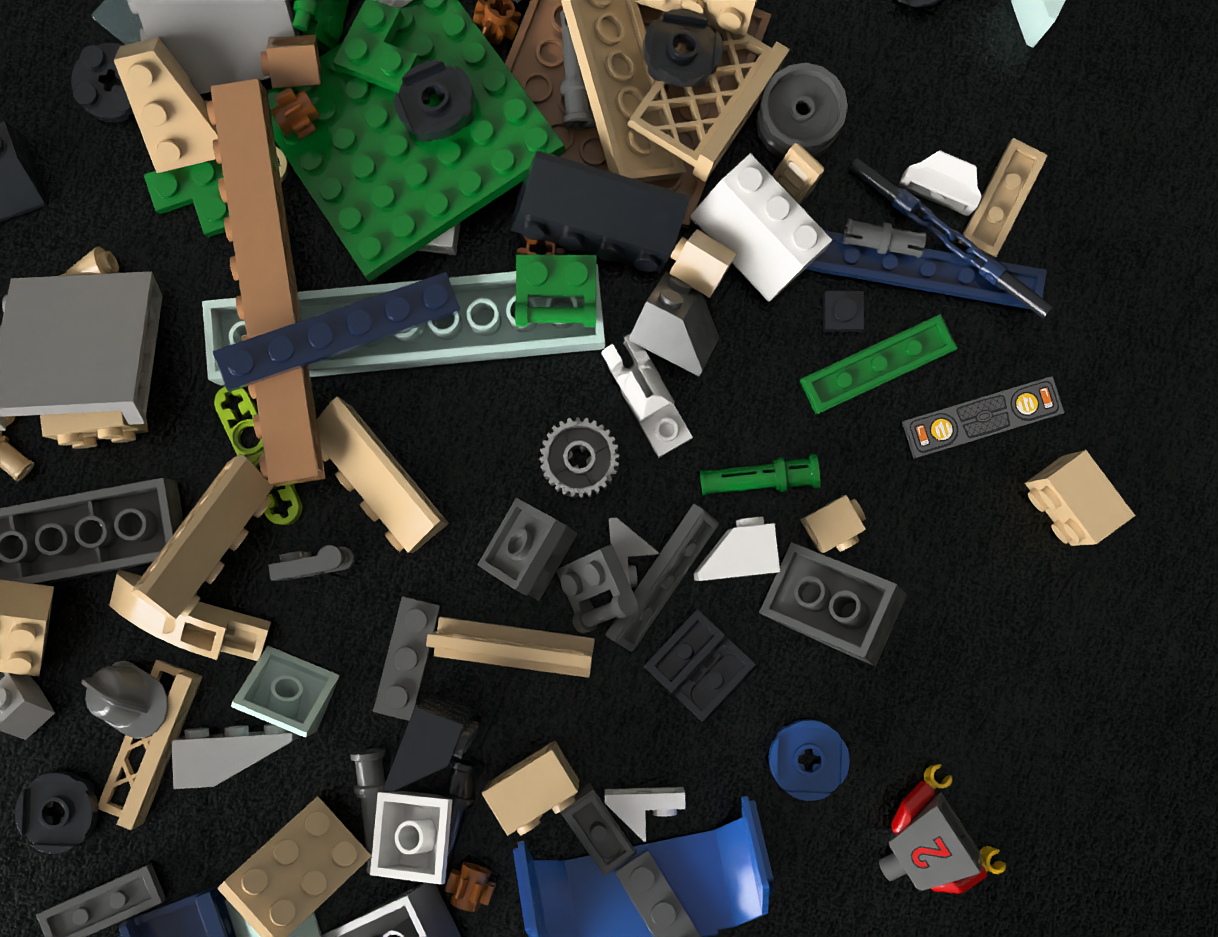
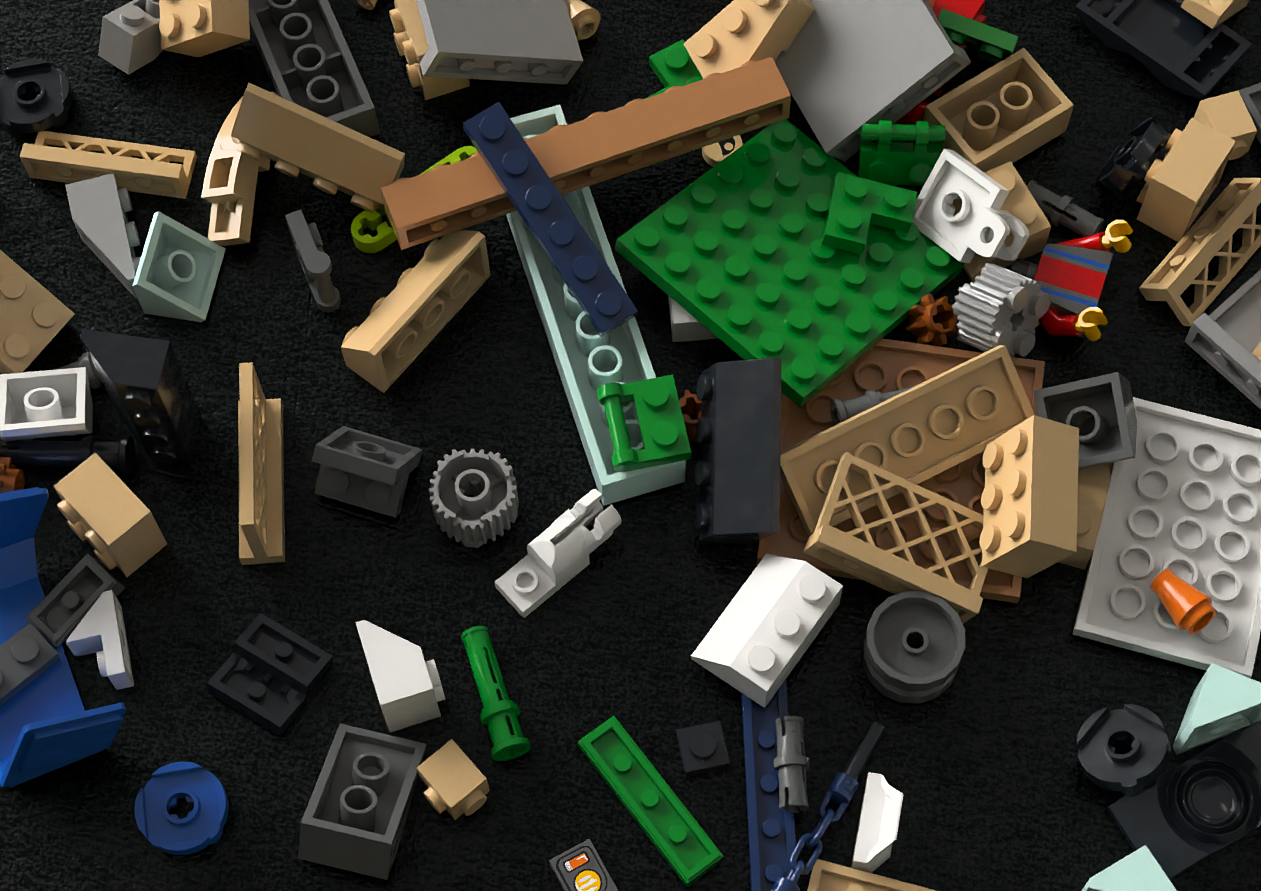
camera: 80 degrees right, 20 degrees down
(127, 699) = (150, 127): dark grey piece -> none
(292, 61) = (825, 133): medium nougat brick -> none
(295, 113) = (772, 145): dark orange gear -> none
(406, 658) = (218, 377): dark grey plate -> none
(439, 121) = (814, 286): black plate -> none
(590, 577) = (343, 530): dark grey plate -> none
(628, 544) = (388, 561): light grey slope -> none
(664, 576) = (348, 603): dark grey tile -> none
(676, 325) = (639, 560): dark grey slope -> none
(677, 68) = (920, 507): black plate -> none
(701, 262) = (714, 571): tan brick -> none
(798, 173) = (839, 657): tan slope -> none

